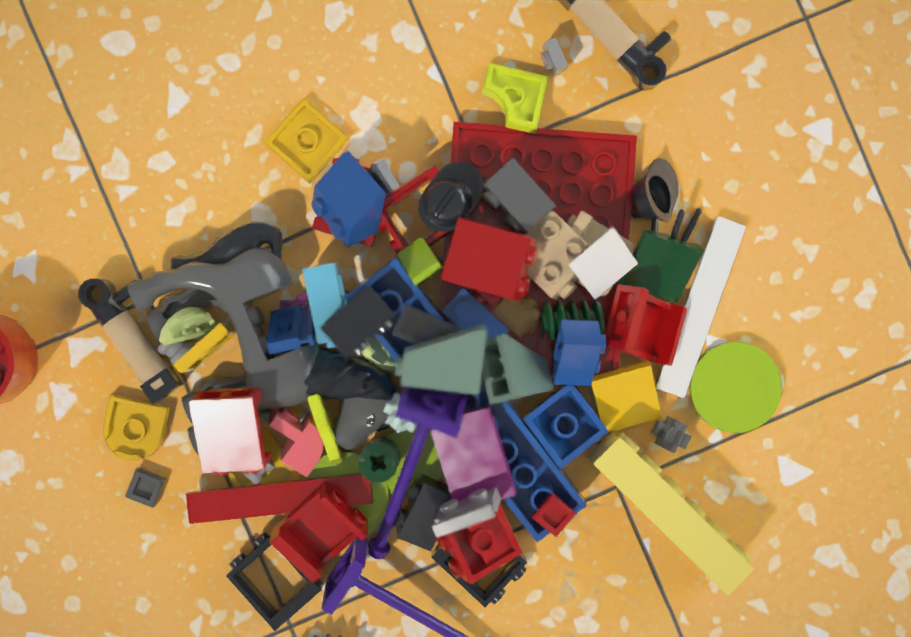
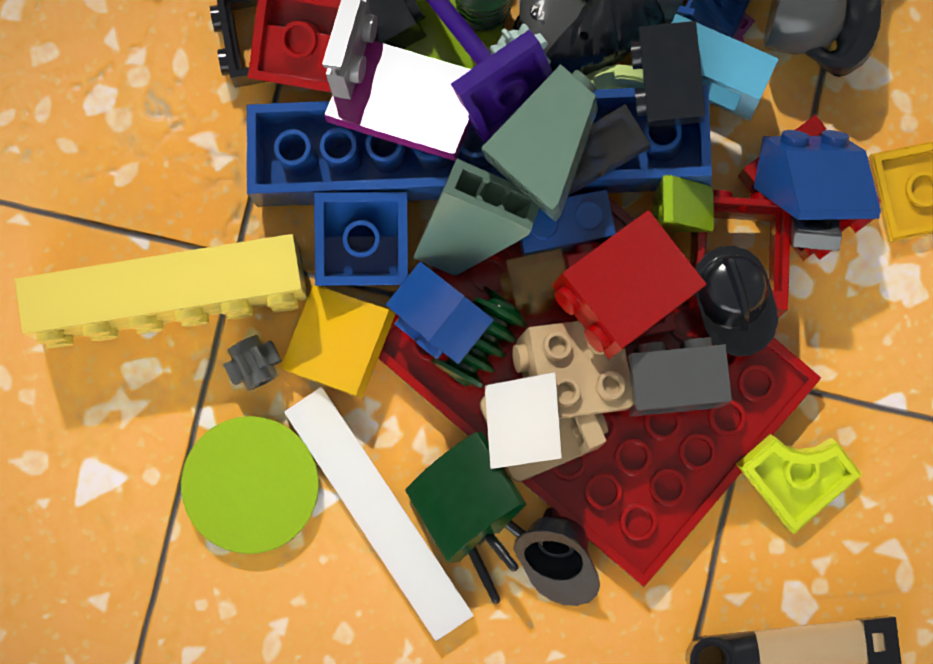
camera: 125 degrees right, 5 degrees down
(553, 57) = (812, 555): light grey plate -> none
(553, 514) = (266, 146): red tile -> none
(644, 325) = (409, 422): red panel -> none

